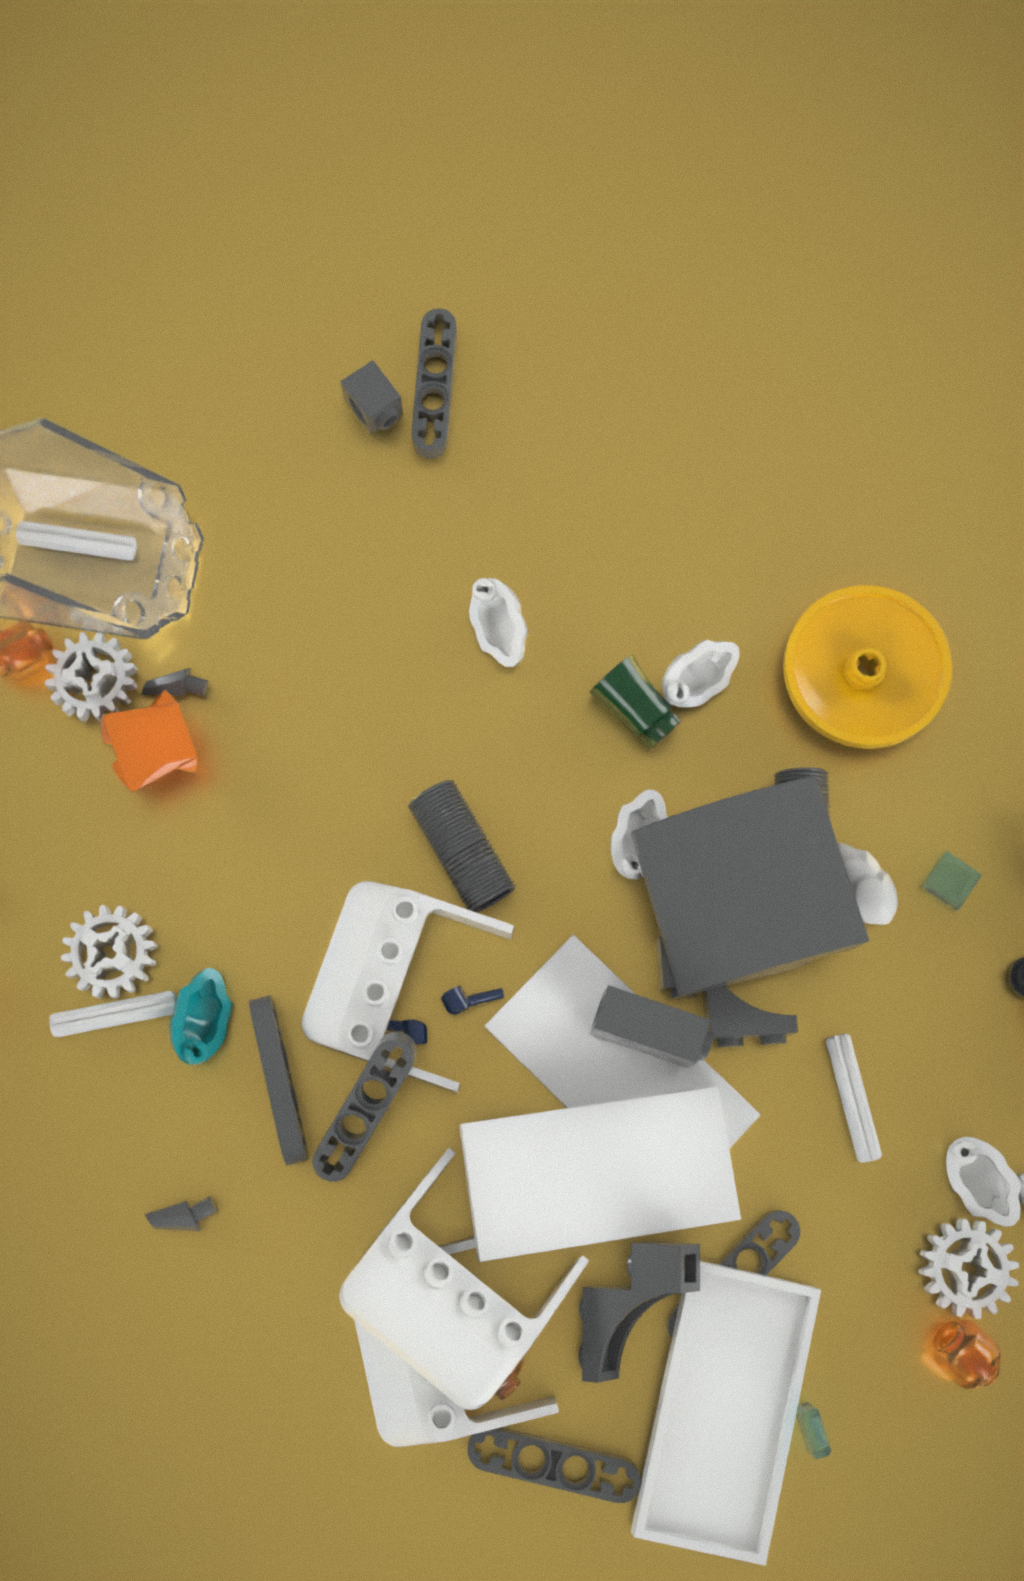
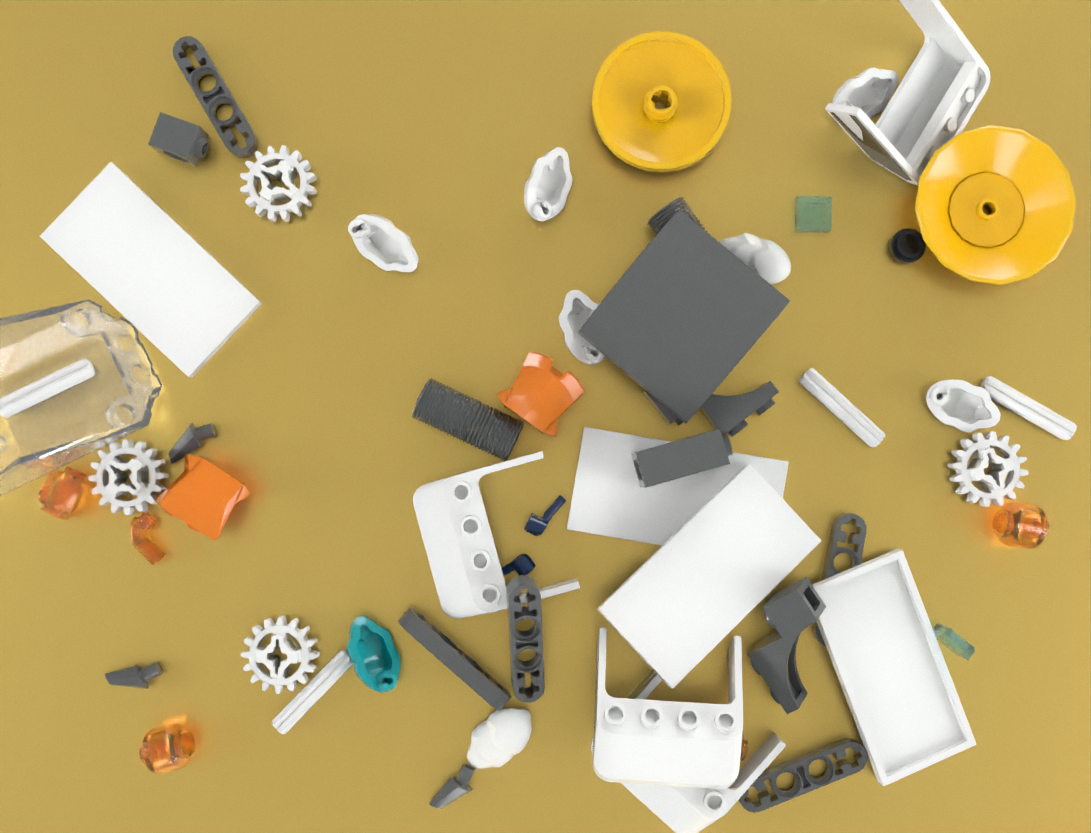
camera: 30 degrees left, 10 degrees up
(59, 746) = (141, 537): none -> clear orange arm
(257, 501) = (151, 270): none -> white tile
(265, 1196) = (499, 738): none -> white arm
(424, 507) = (285, 172): none -> white gear
(553, 870) = (541, 393): none -> orange piece
(636, 701) = (519, 236): dark green plant -> none

